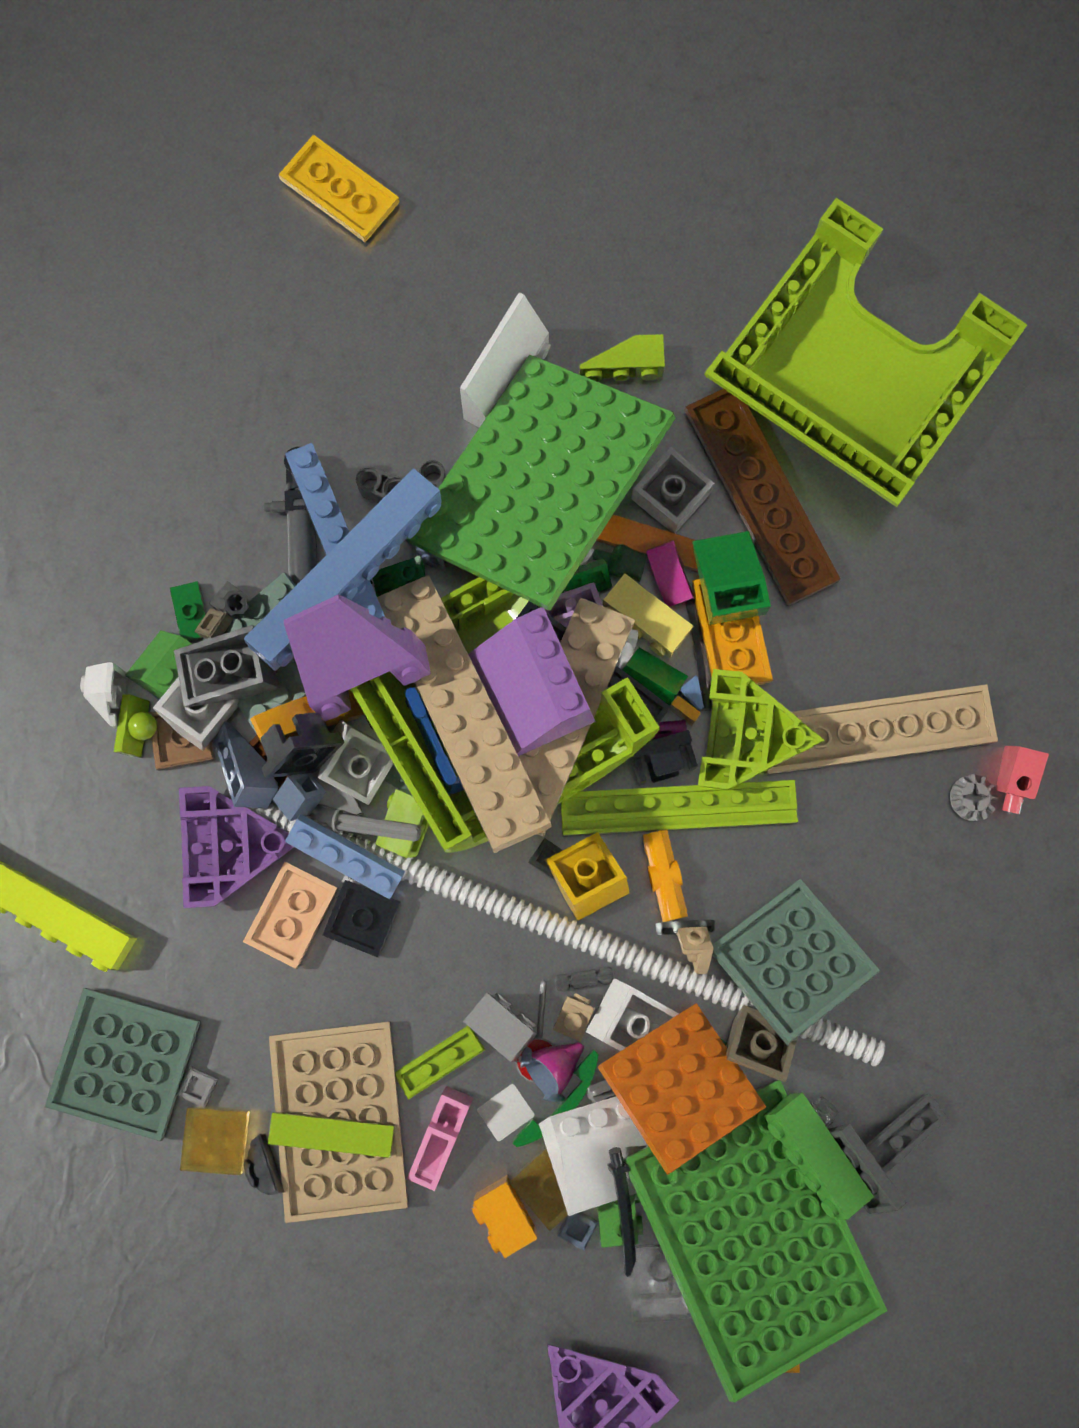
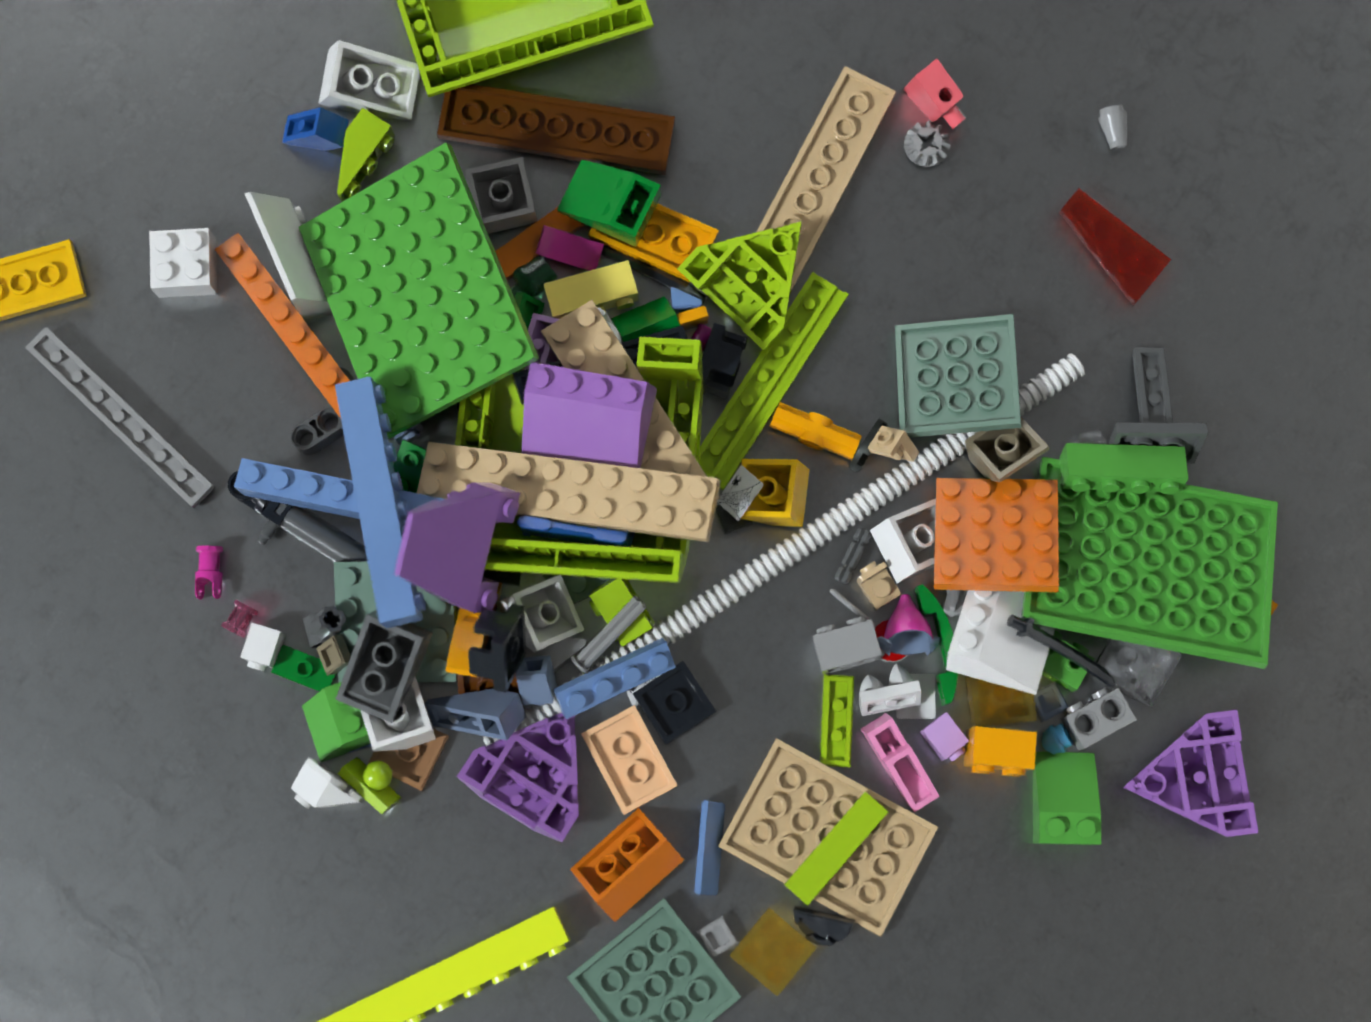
camera: 55 degrees left, 0 degrees up
(184, 566) = (262, 646): none -> white brick
(194, 534) = (239, 618): none -> clear pink bush
(204, 972) = (626, 865): none -> orange slope
(214, 485) = (208, 571): none -> dark pink piece
(258, 1032) = (708, 851): none -> medium blue slope
(288, 334) = (120, 417): none -> light grey plate
(441, 292) = (183, 262): none -> white brick
(448, 405) = (283, 317): none -> orange plate
(485, 1162) = (945, 737): none -> lavender brick
(497, 1099) = (900, 693): none -> white tile
(505, 1301) = (1066, 799): none -> bright green slope
(550, 1258) = (1056, 739): none -> dark azure plate
(567, 850) = (740, 492): none -> white sticker
(587, 1288) = (1100, 723): none -> light grey brick
(620, 313) = (315, 129): none -> blue slope
(688, 325) = (369, 80): none -> white slope
(1004, 1020) = (1116, 247): none -> clear red wing

